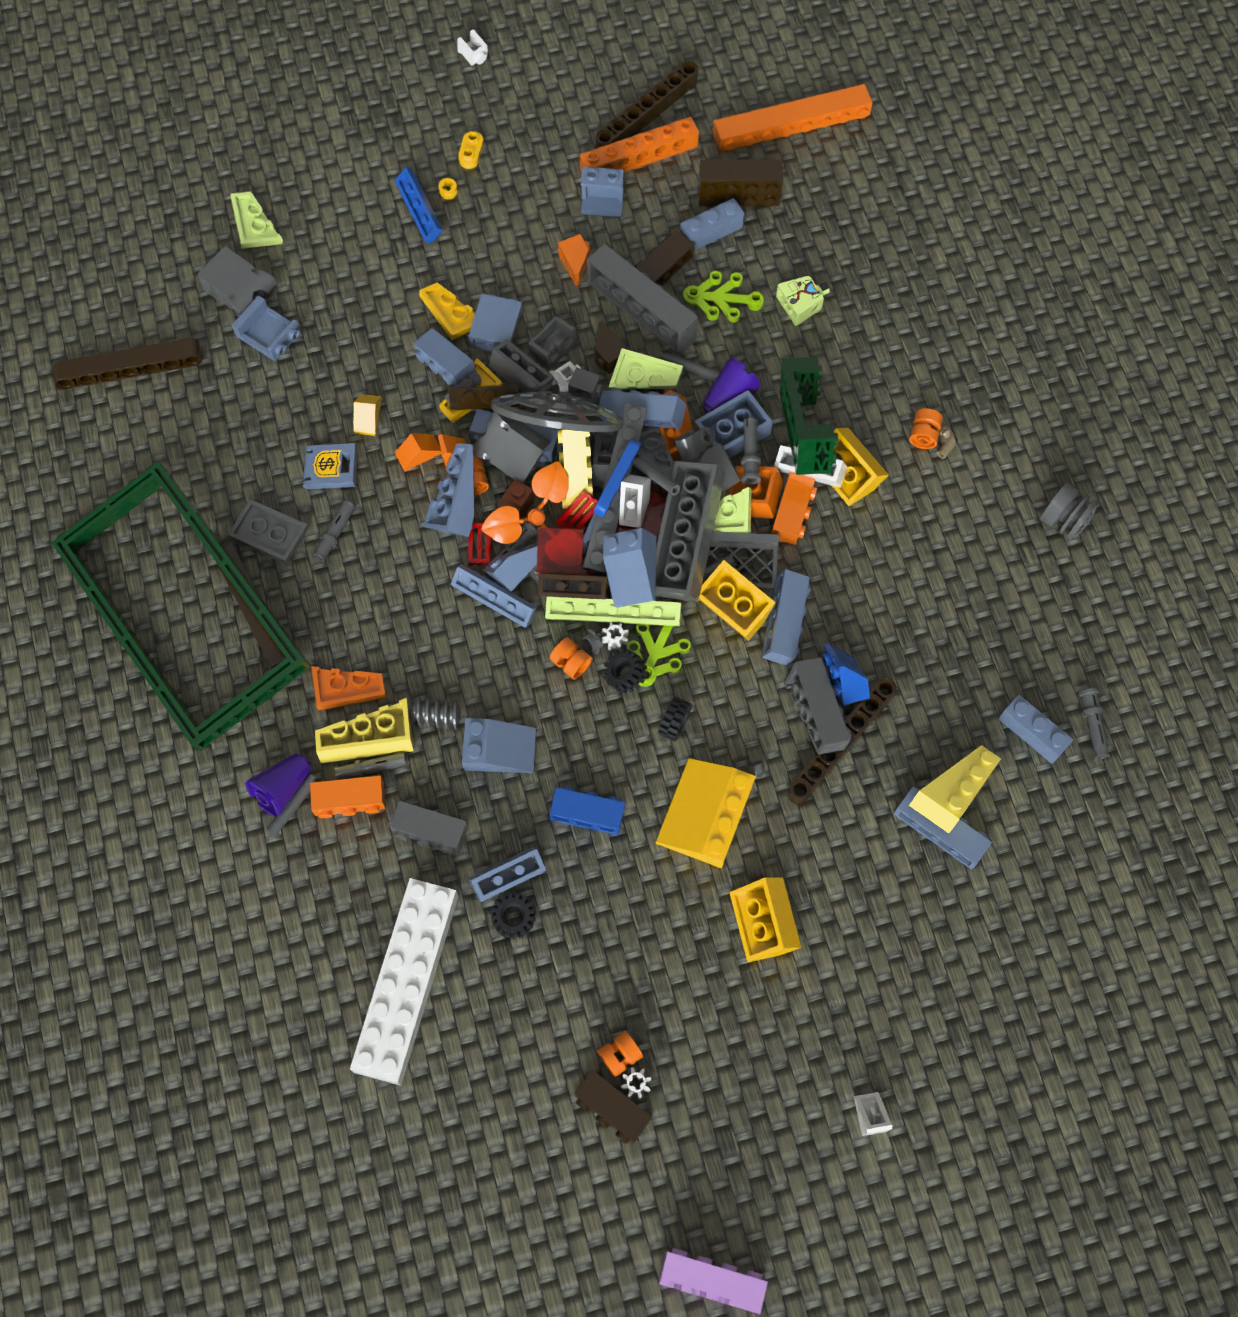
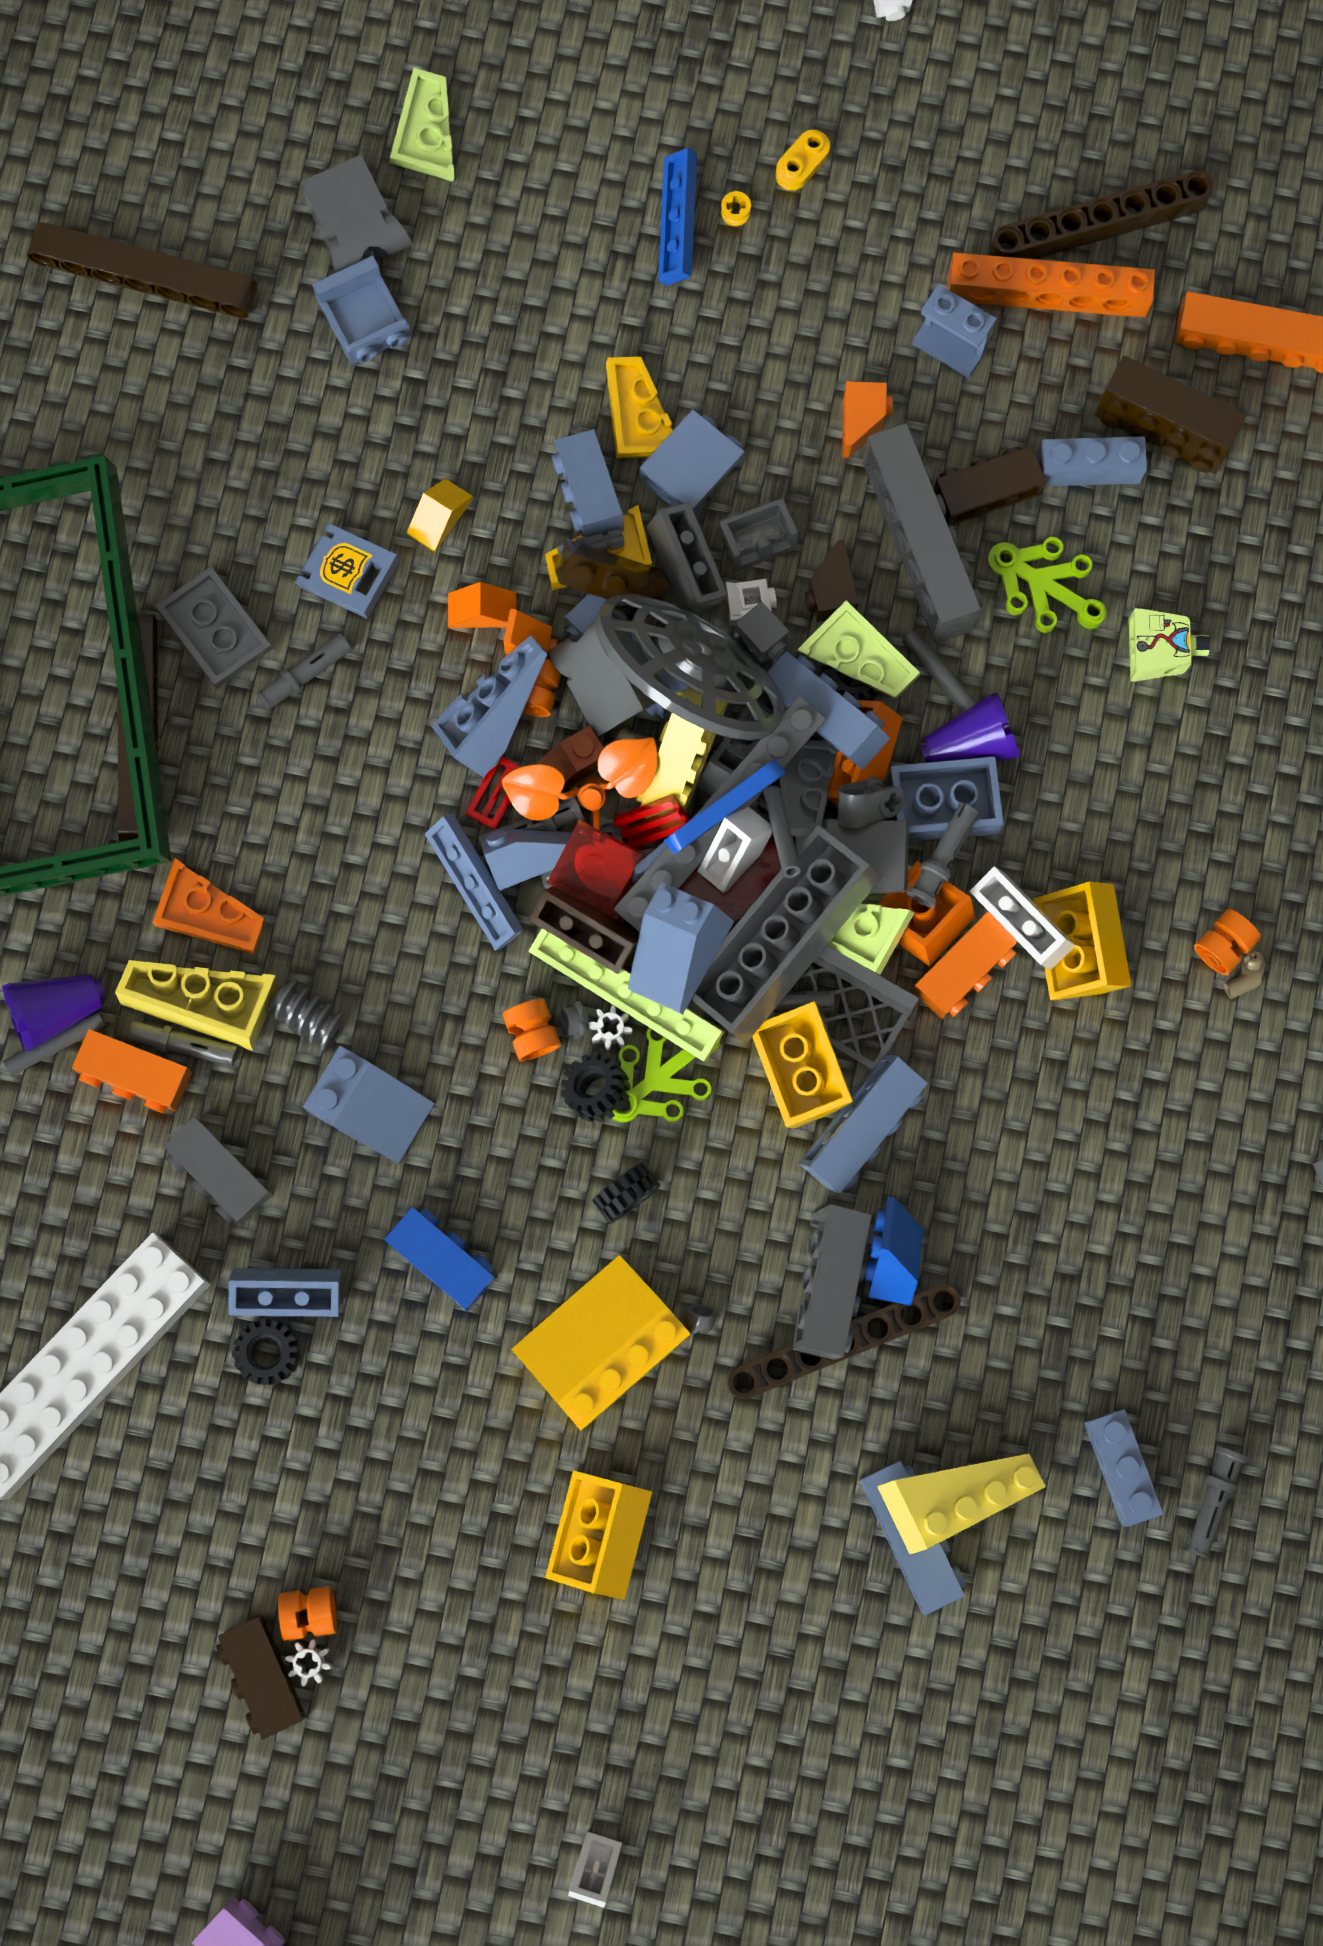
camera: 25 degrees right, 10 degrees up
(810, 444) = (1030, 901): dark green plate -> none

